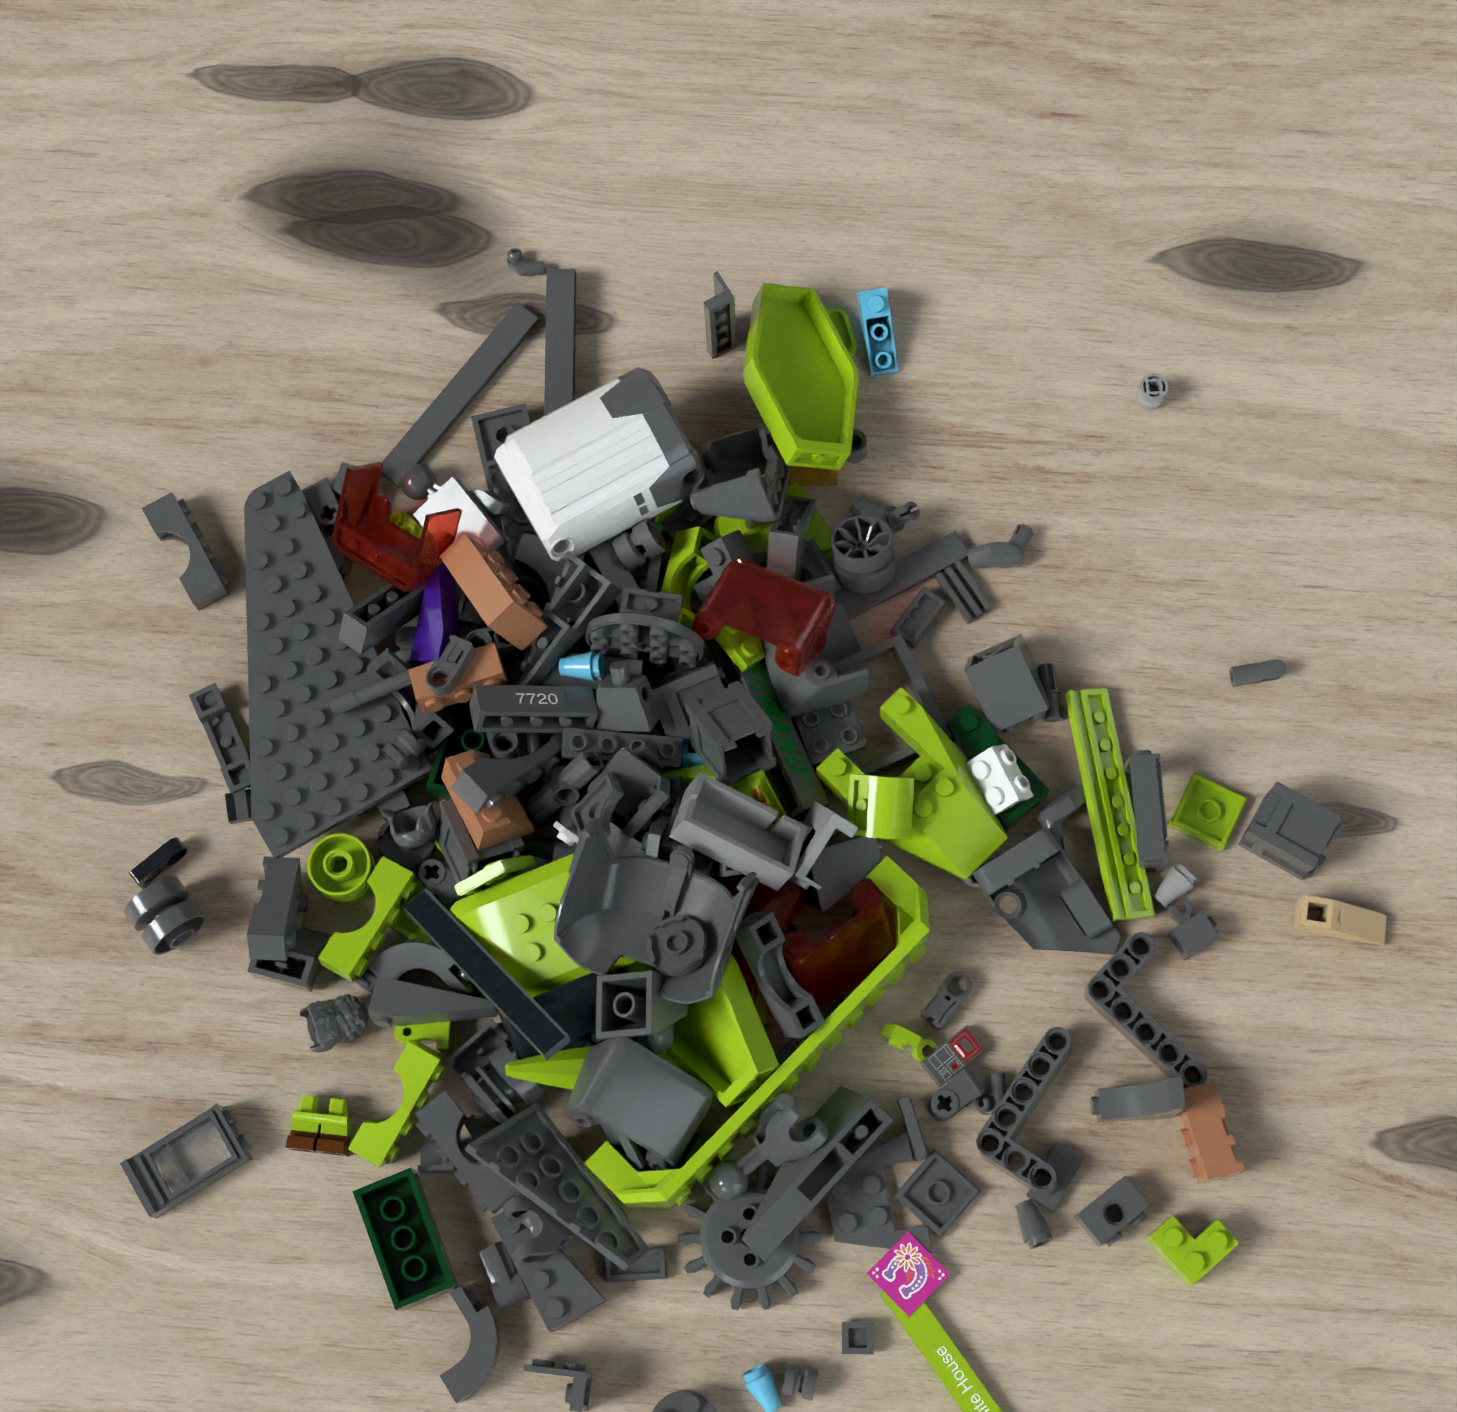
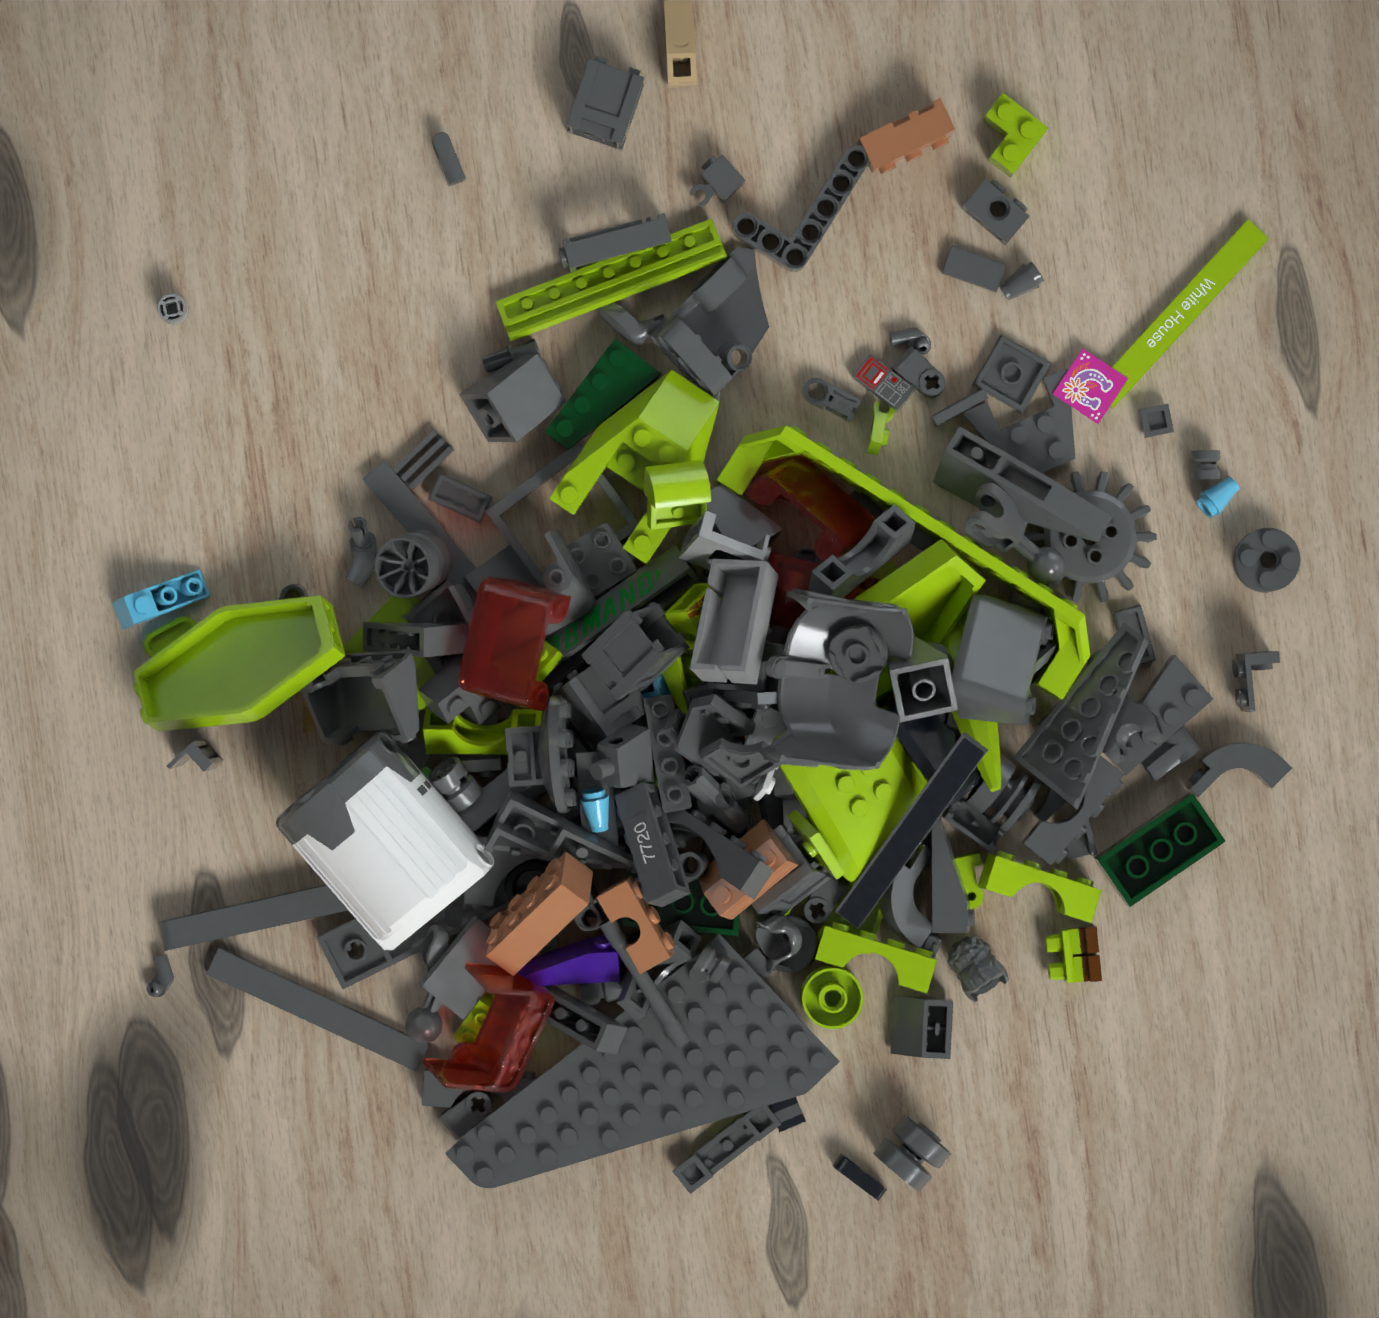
camera: 110 degrees left, 15 degrees up
(187, 1160) = (1130, 1070): dark grey door -> none
(201, 579) = (570, 1213): dark grey arch -> none
(279, 911) = (888, 1045): dark grey wedge -> none
(451, 663) = (628, 930): dark grey piece -> none
(999, 778) = (617, 387): white bracket -> none
(1002, 553) = (378, 425): dark grey arm -> none
(1022, 1110) = (922, 309): dark grey beam -> none
(1139, 1102) = (893, 205): dark grey arch -> none
(1175, 884) = (677, 204): light grey cone -> none
(1208, 812) = (596, 184): lime tile -> none

